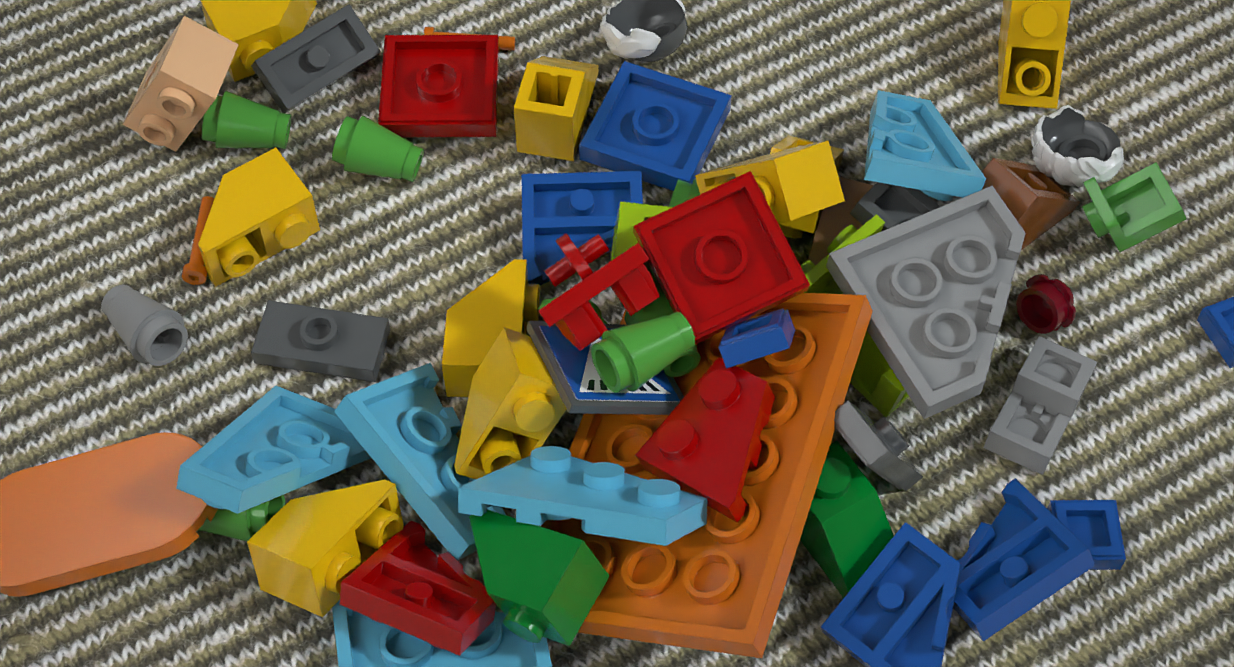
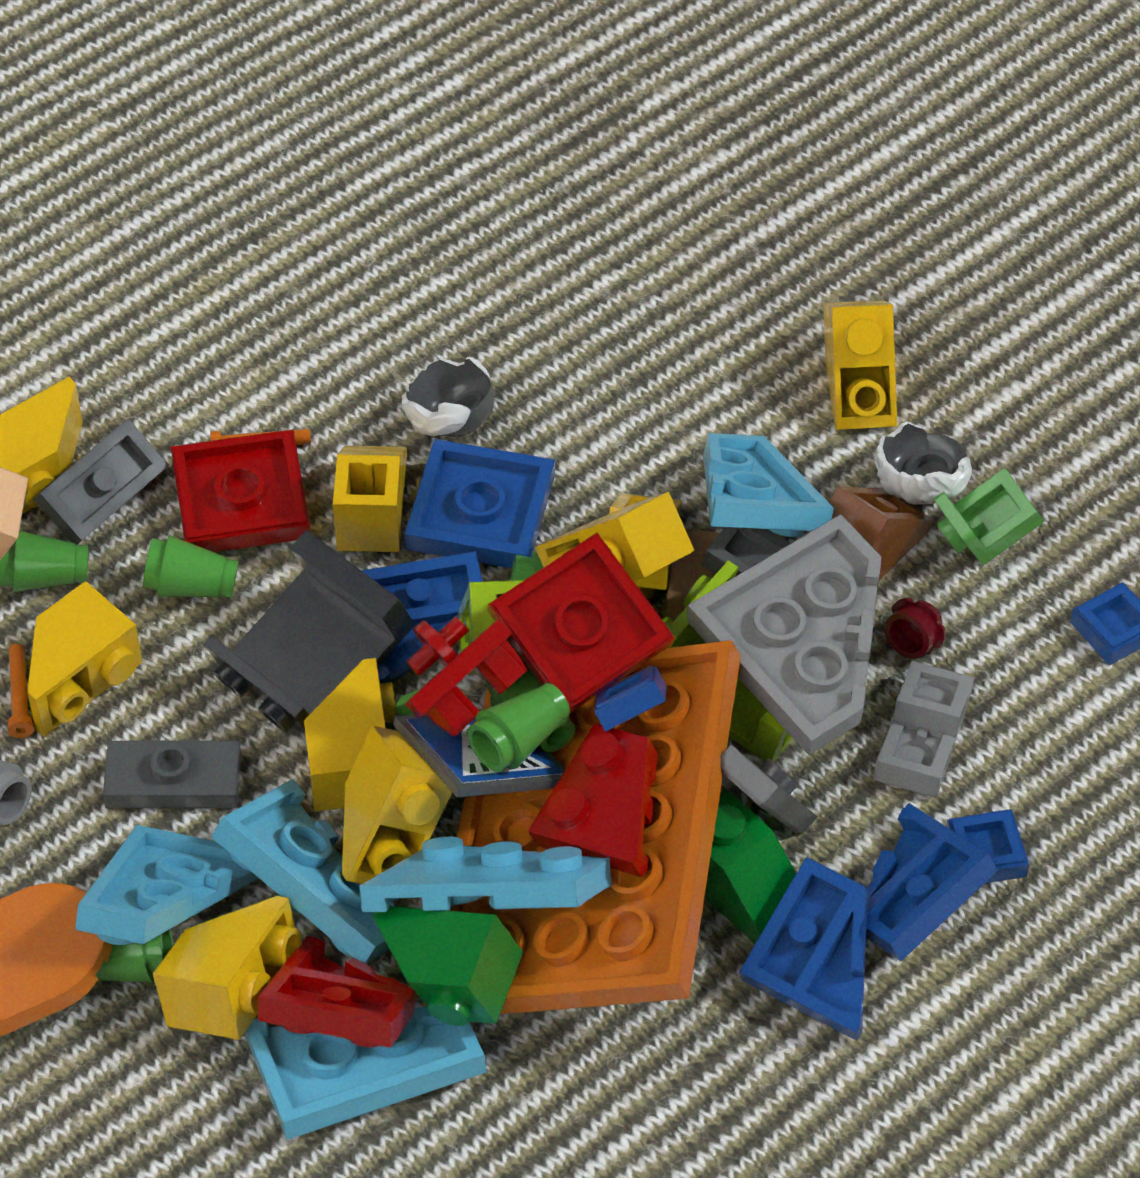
camera: 10 degrees left, 5 degrees down
(473, 229) = (312, 636): none -> black panel

